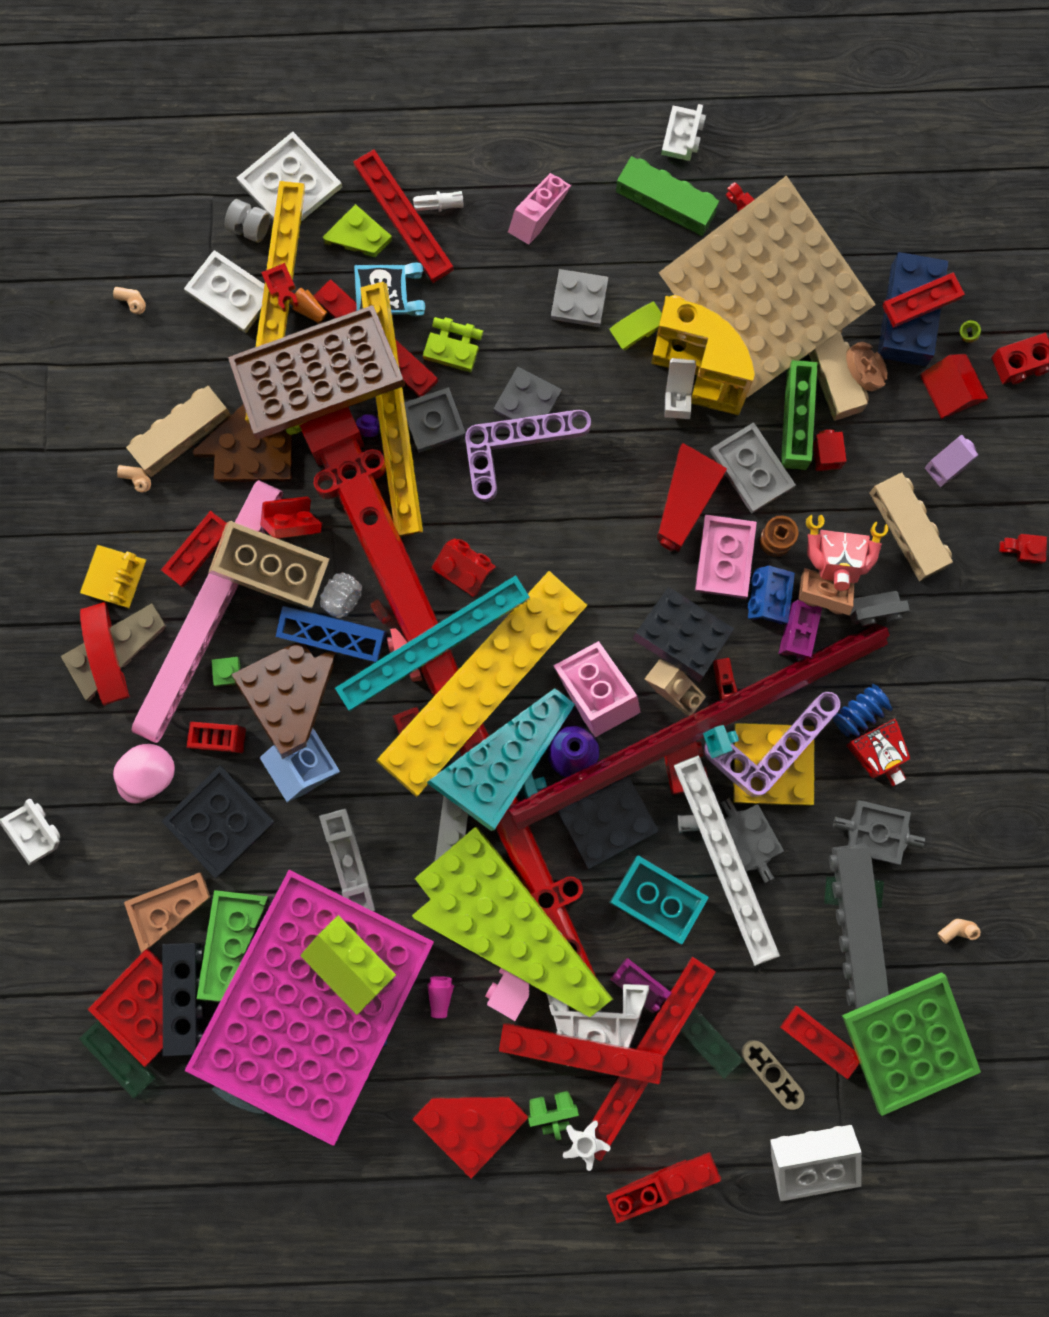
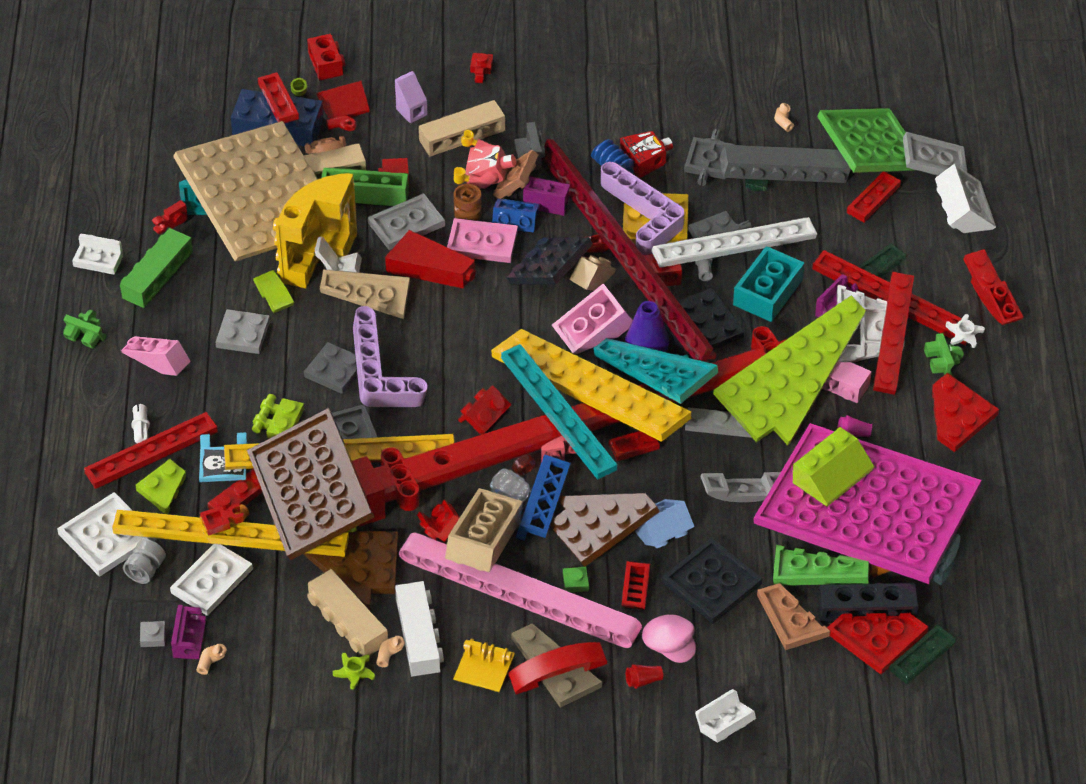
camera: 90 degrees left, 30 degrees down
(92, 744) = (642, 675): none -> red cone
(112, 443) = (354, 669): none -> lime animal
(157, 504) = (418, 628): none -> white brick
(159, 273) = (188, 633): none -> magenta hinge
(164, 241) = (152, 634): none -> light grey plate
(195, 549) = (461, 600): red plate -> none
(576, 130) = (87, 326): none -> bright green hips
(640, 439) = (378, 292): none -> tan wing
(719, 741) = (643, 227): teal tile -> none
(780, 1095) = (903, 219): dark tan beam -> none
(889, 1127) = (932, 154): none -> light grey plate
(917, 386) = (343, 122): none -> red arm

